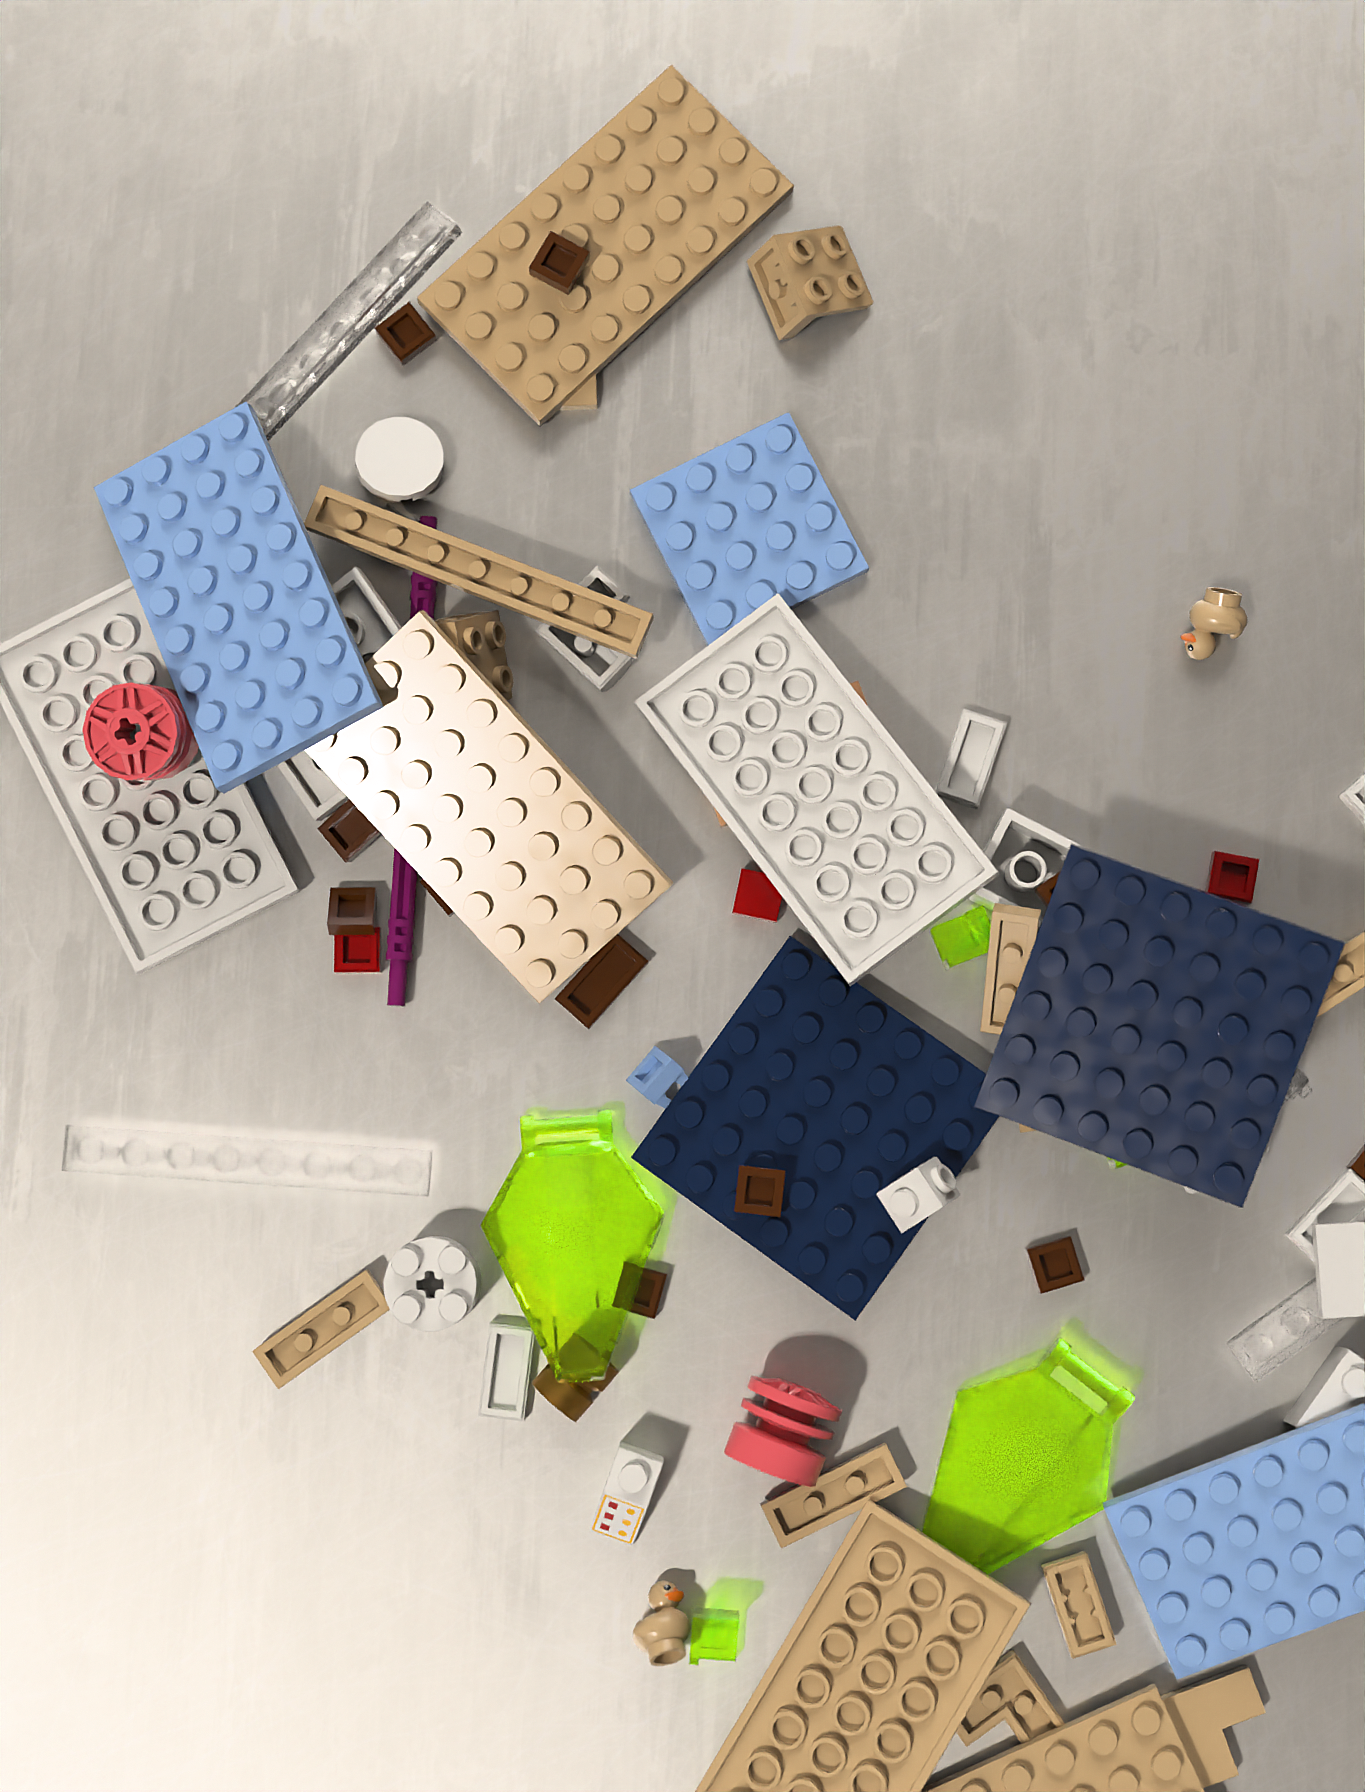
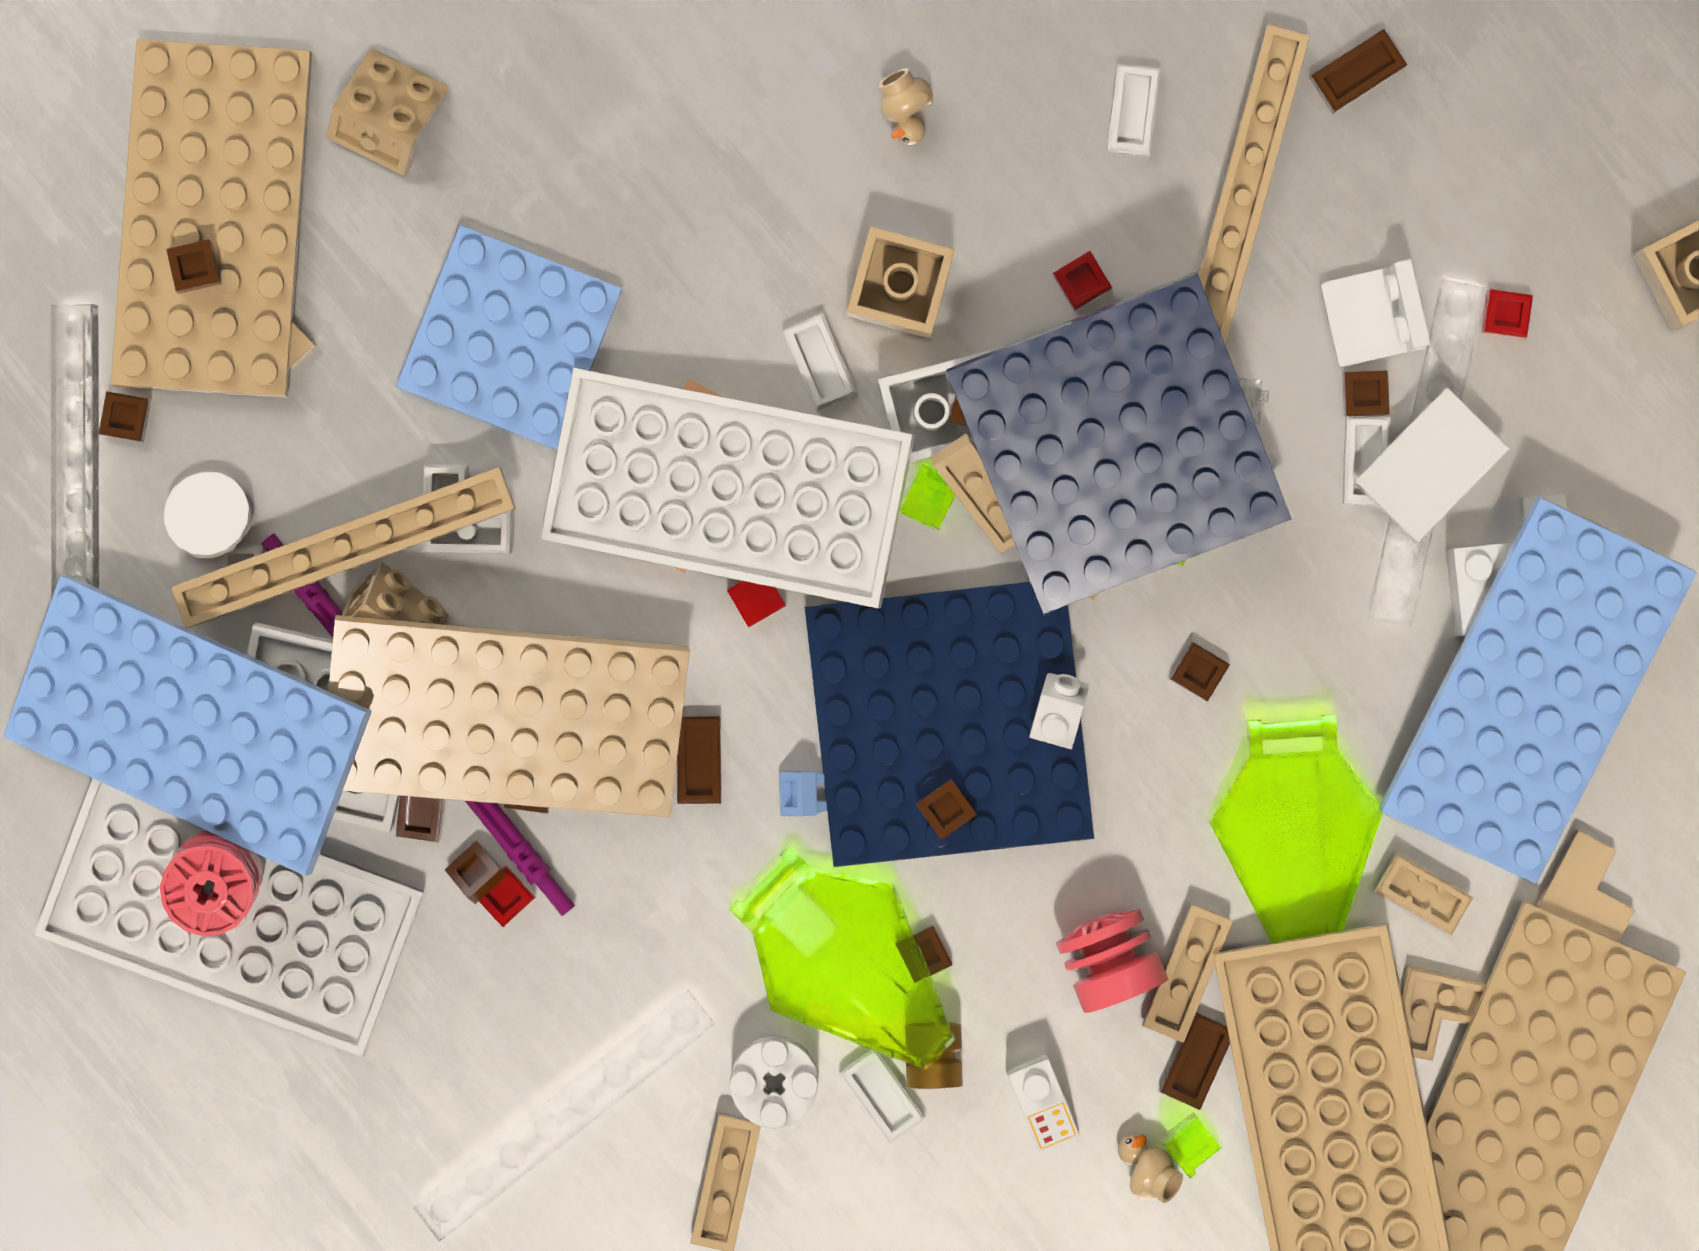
camera: 50 degrees left, 5 degrees up
(777, 1573) = (1196, 1062): none -> reddish brown tile
(1089, 751) = (900, 282): none -> tan brick

